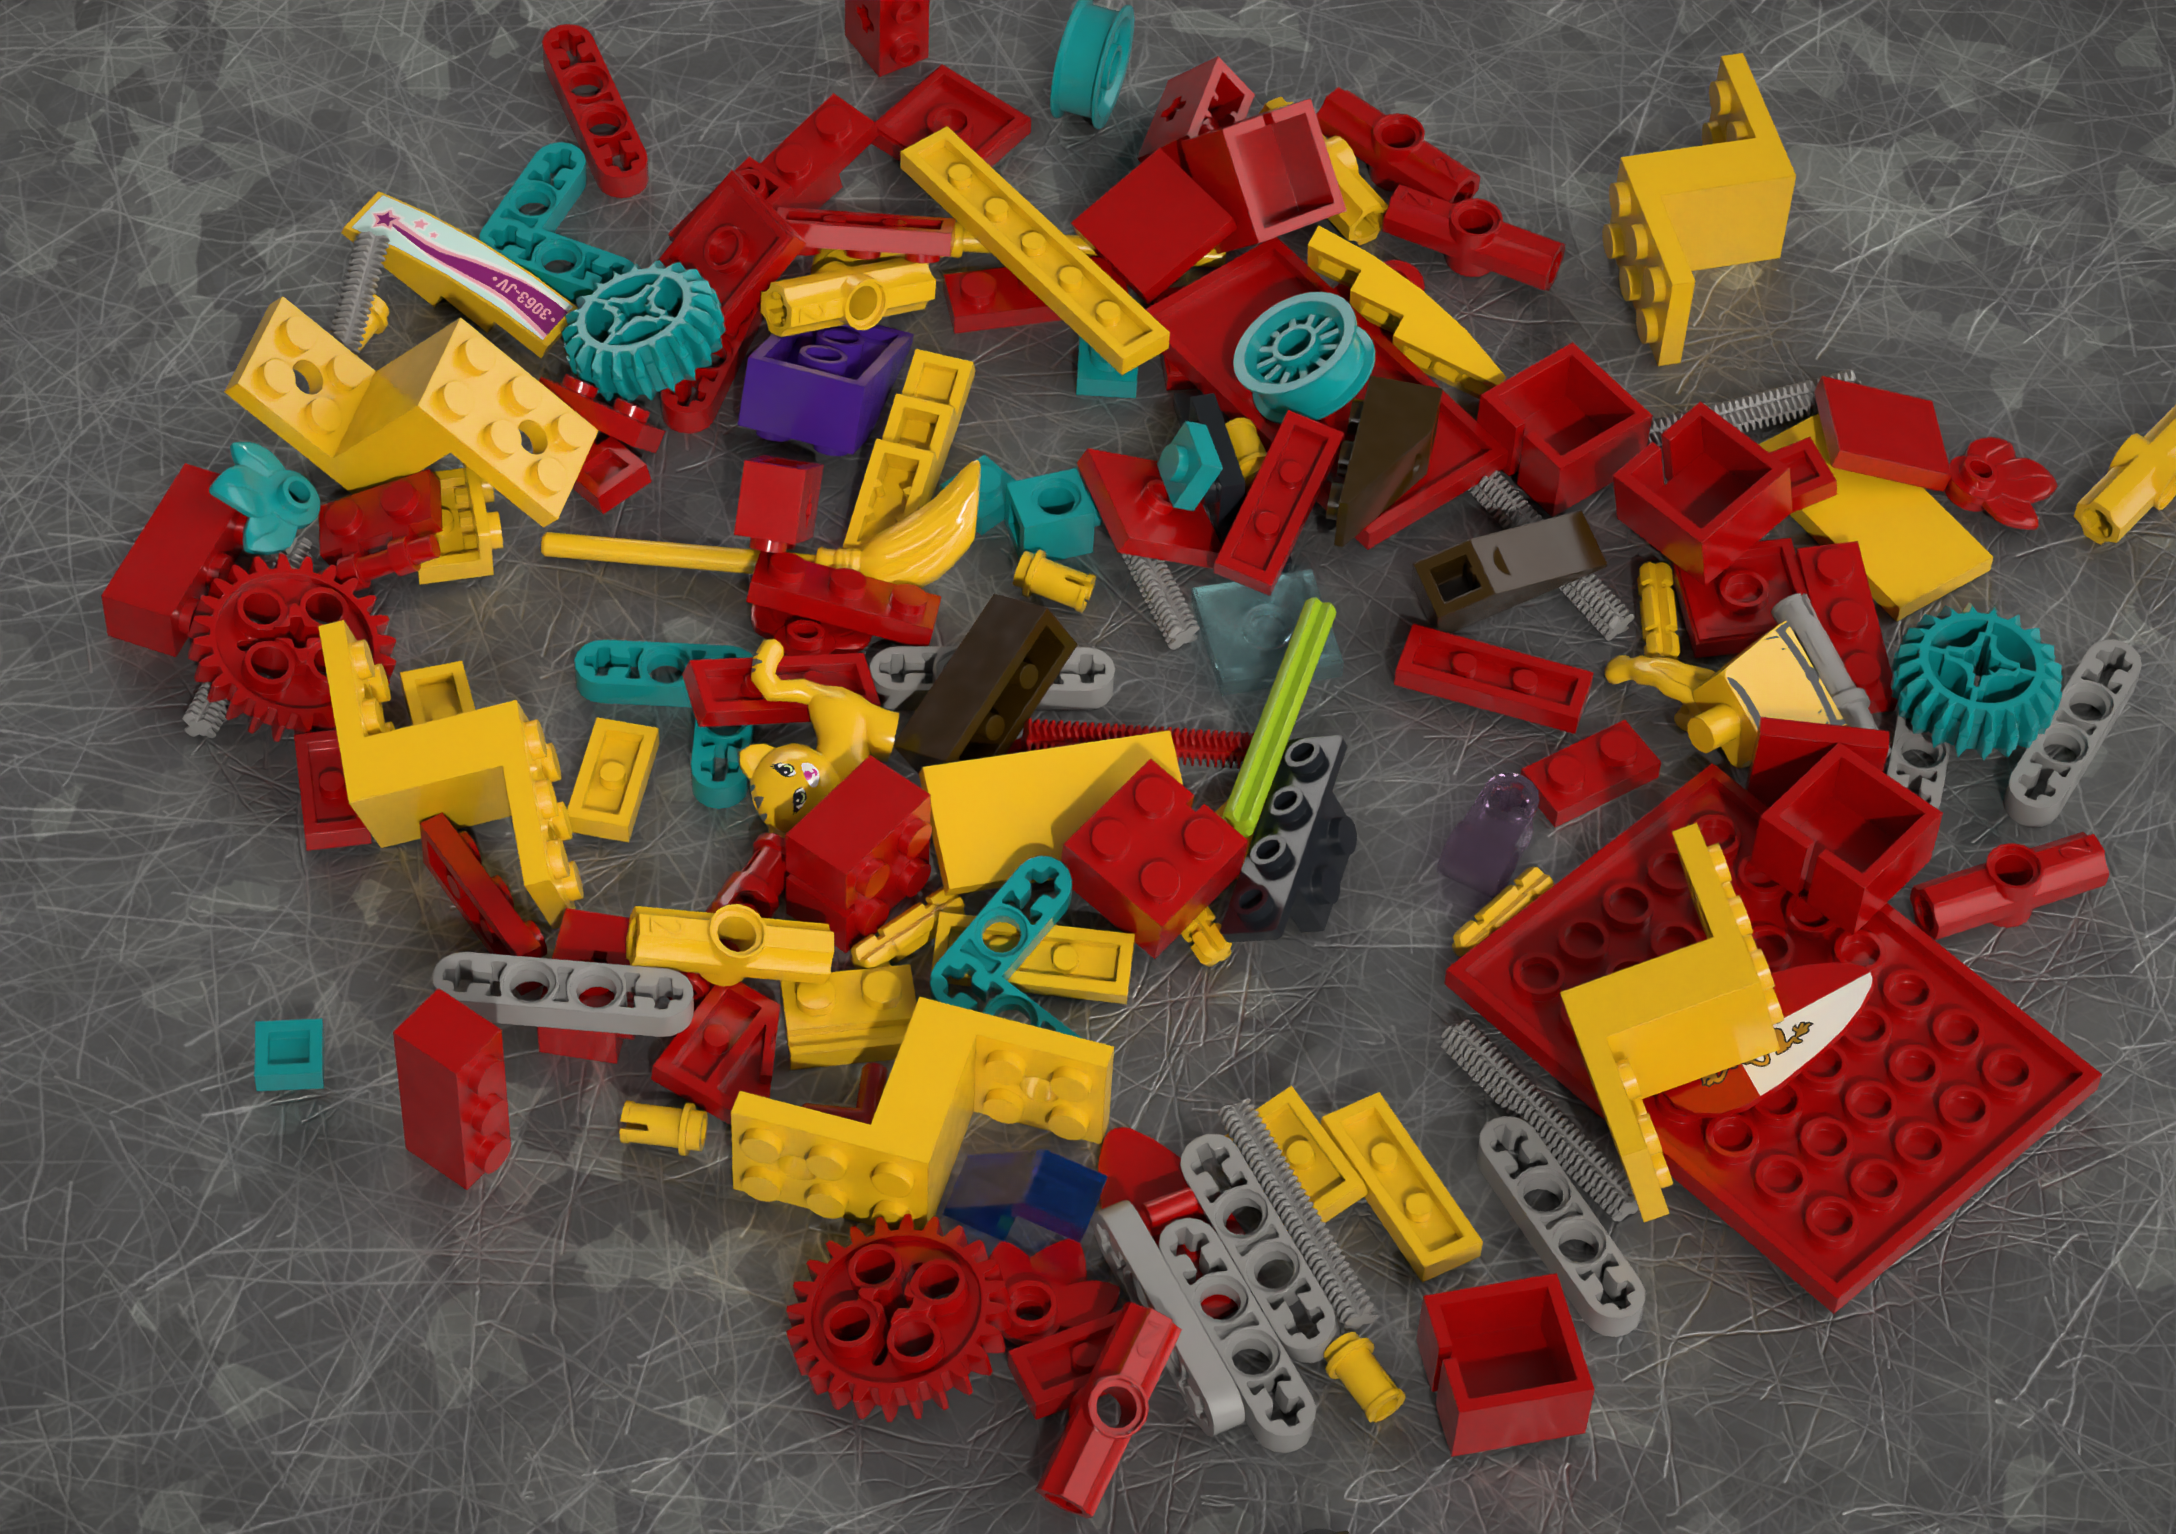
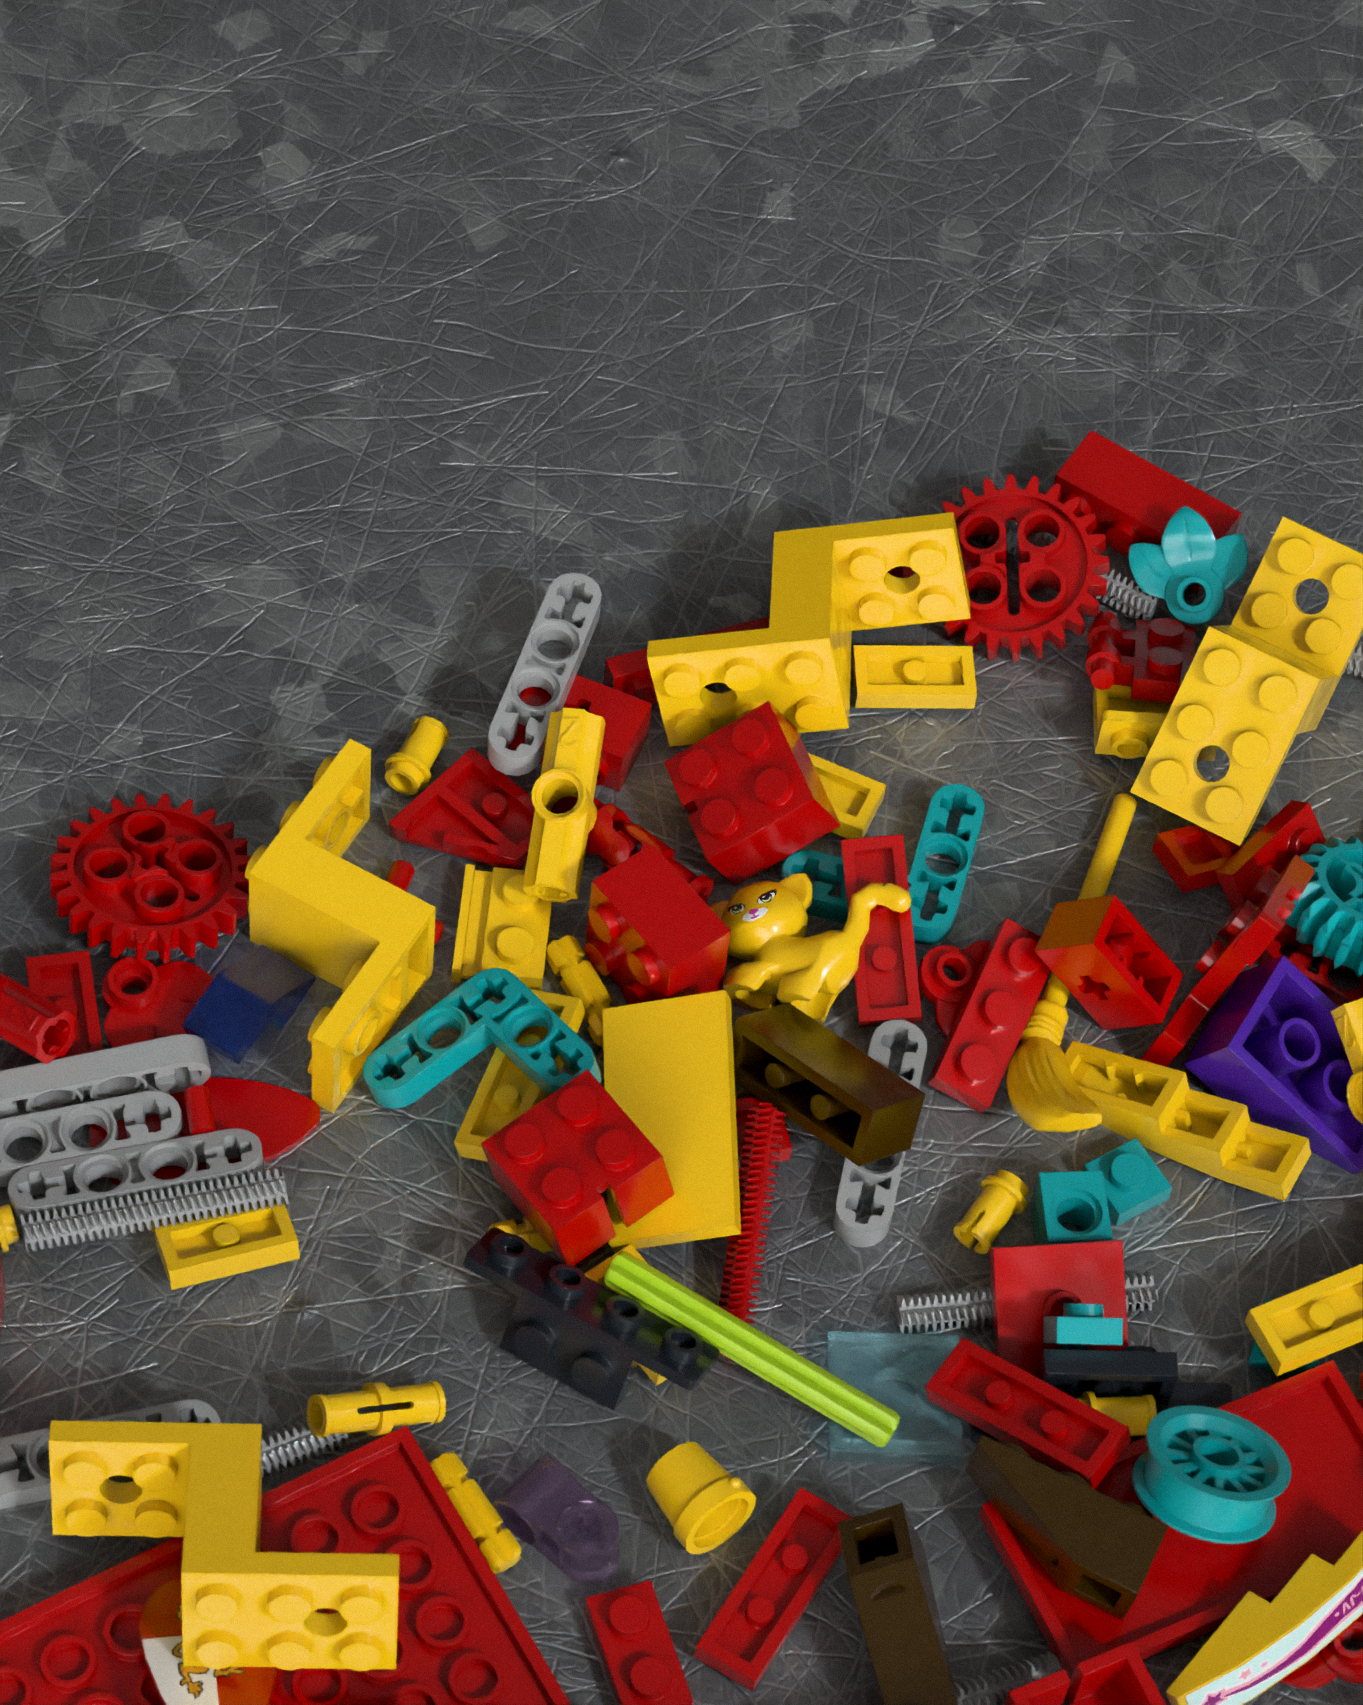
camera: 100 degrees right, 5 degrees up
(289, 1054) = (567, 505): teal plate -> none
(453, 1089) = (453, 565): red brick -> none
(654, 803) = (752, 793): none -> red piece
(720, 393) = (1246, 937): none -> red wing
(1403, 1188) = (172, 1321): yellow plate -> none
(1433, 739) = (699, 1497): none -> yellow piece
(1441, 992) = (412, 1406): none -> yellow pin

